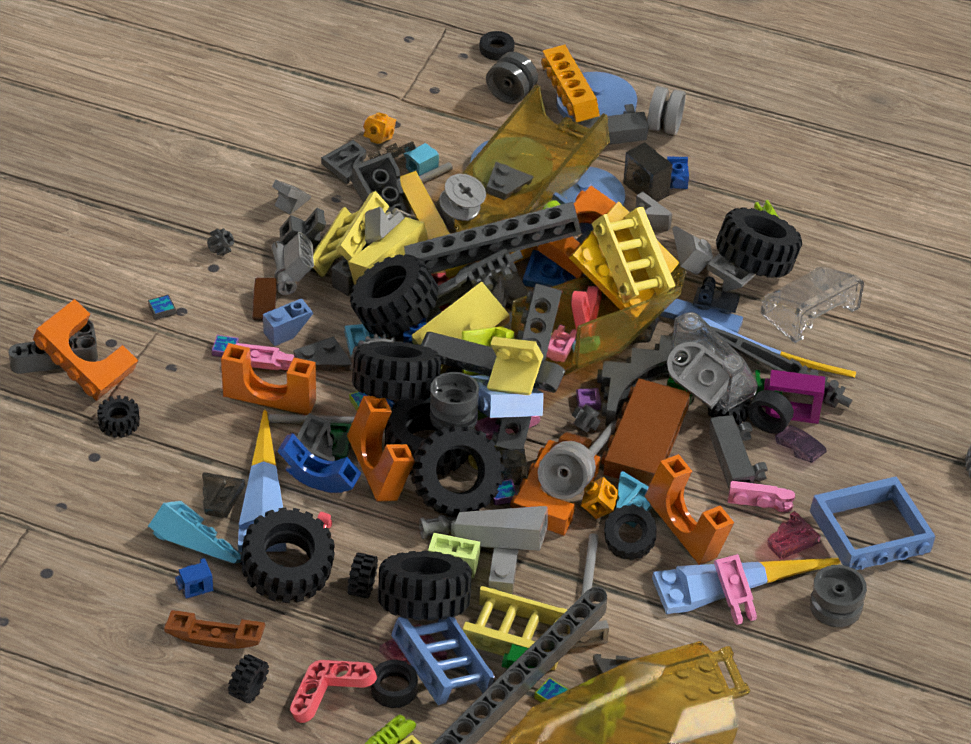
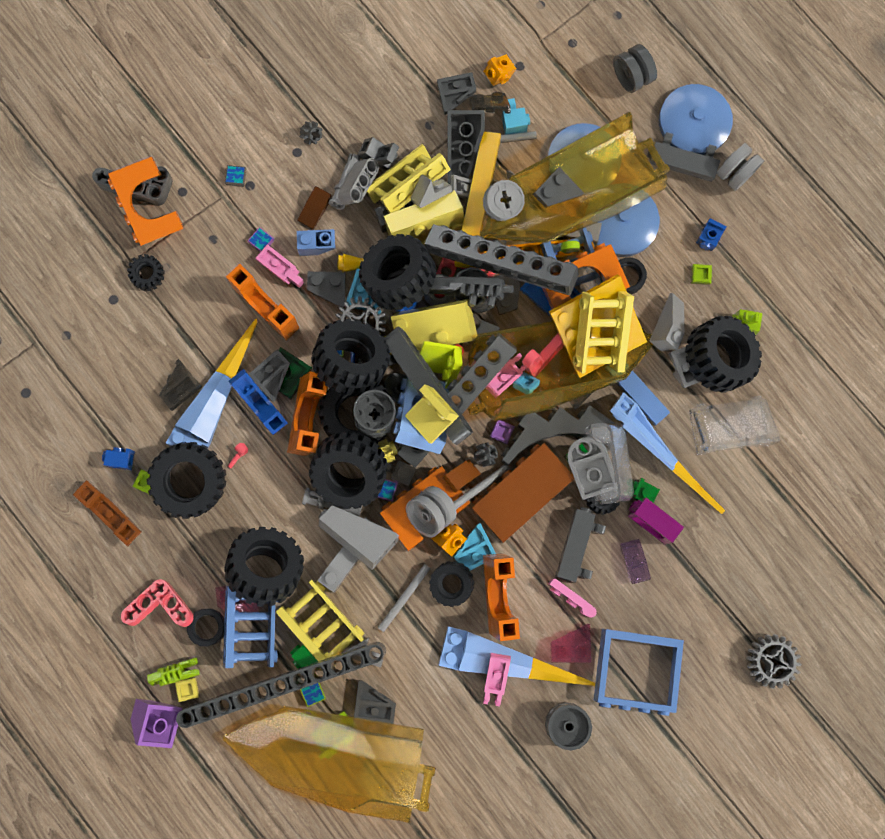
camera: 25 degrees right, 35 degrees up
(184, 527) = (139, 414): medium azure wedge -> none
(237, 591) = (141, 481): none -> lime tile
(248, 678) = (103, 574): black tyre -> none
(289, 197) = (391, 108): light grey slope -> none
(299, 419) = (283, 344): light grey bar -> none
(332, 326) = (348, 262): none -> yellow cone
(362, 575) = (233, 523): black tyre -> none
(458, 547) = (309, 538): yellowish green brick -> none
(496, 37) = (657, 10): black tyre -> none
(570, 83) = (678, 99): light orange brick -> none
(647, 172) = (683, 228): clear smoke brick -> none
(657, 215) = (664, 273): light grey slope -> none
(691, 207) = (701, 274): none -> lime tile
(709, 298) = (659, 384): black hinge -> none
(765, 421) = (627, 525): black tyre -> none
(774, 361) = (667, 495): dark grey piece -> none

